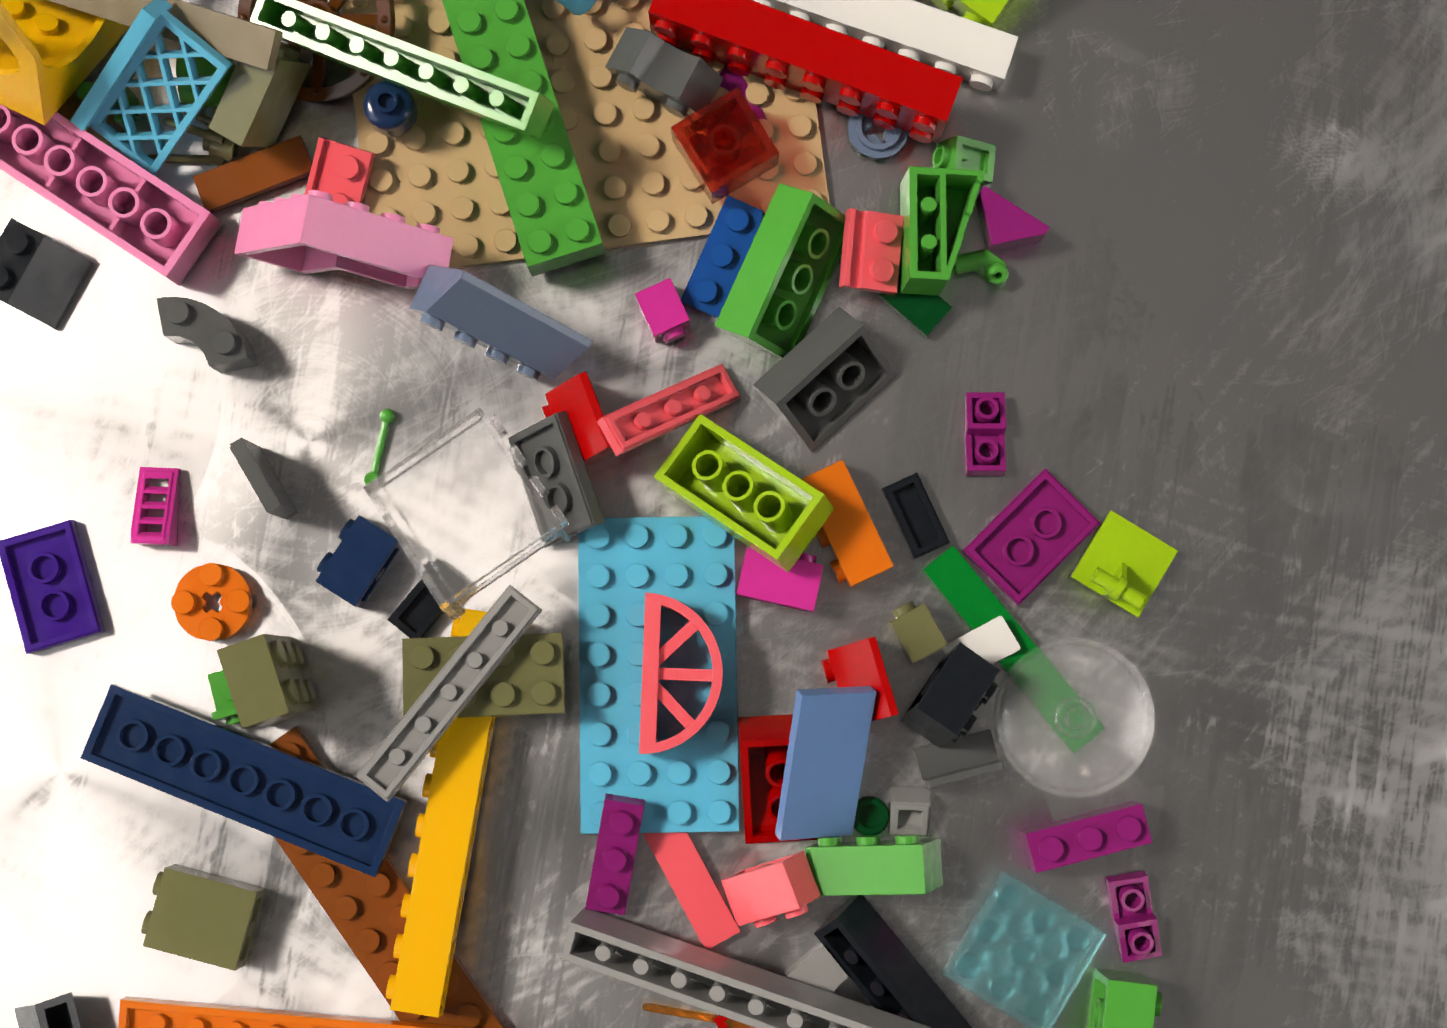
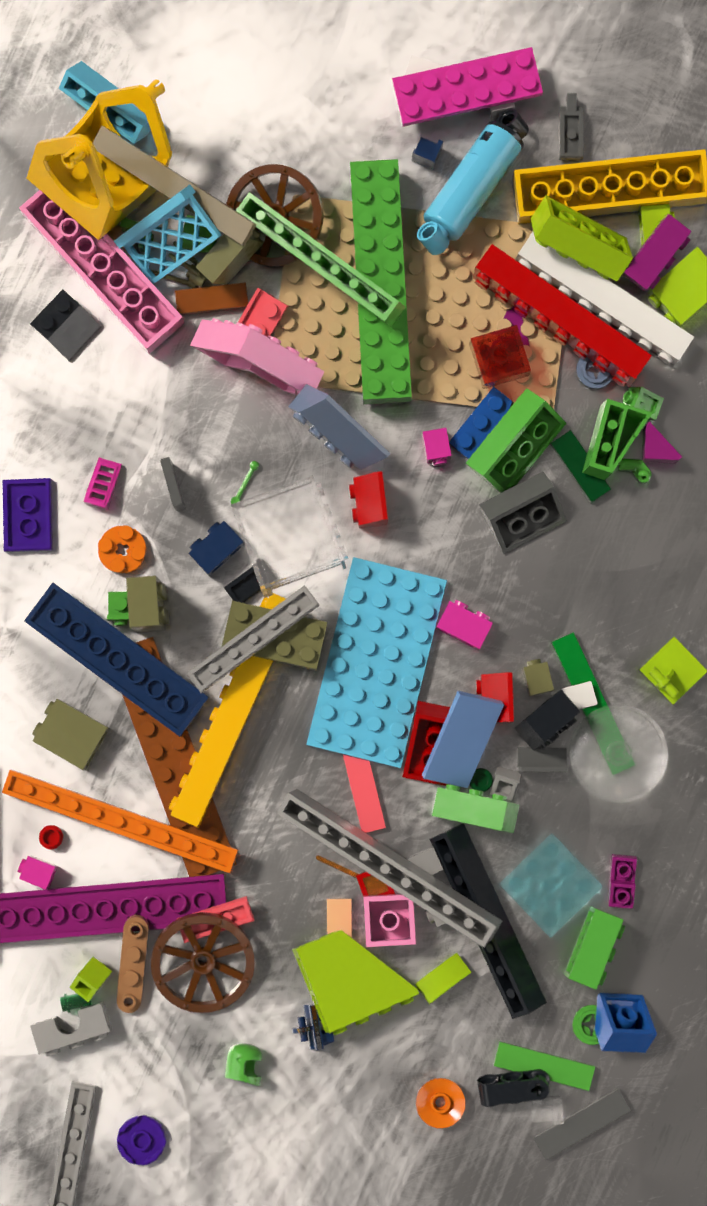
camera: 15 degrees right, 0 degrees up
(203, 326) = (161, 385): dark grey brick -> none
(390, 109) = (305, 282): dark blue head -> none
(558, 463) = (350, 518): dark grey tile -> none
(615, 854) = (323, 761): magenta plate -> none
(653, 690) = (374, 659): coral window -> none
(663, 72) = (474, 303): dark grey brick -> none
(668, 409) = (425, 506): coral tile -> none
(744, 492) = (456, 567): lime brick -> none
(771, 889) = (410, 806): coral brick -> none
(849, 528) = (511, 602): orange brick -> none
(871, 251) = (571, 443): coral plate -> none
(915, 516) = (555, 609): black tile -> none
(985, 434) = (610, 570): magenta slope -> none
(1031, 537) = (622, 639): magenta tile -> none
(1085, 836) = (605, 825): magenta brick -> none

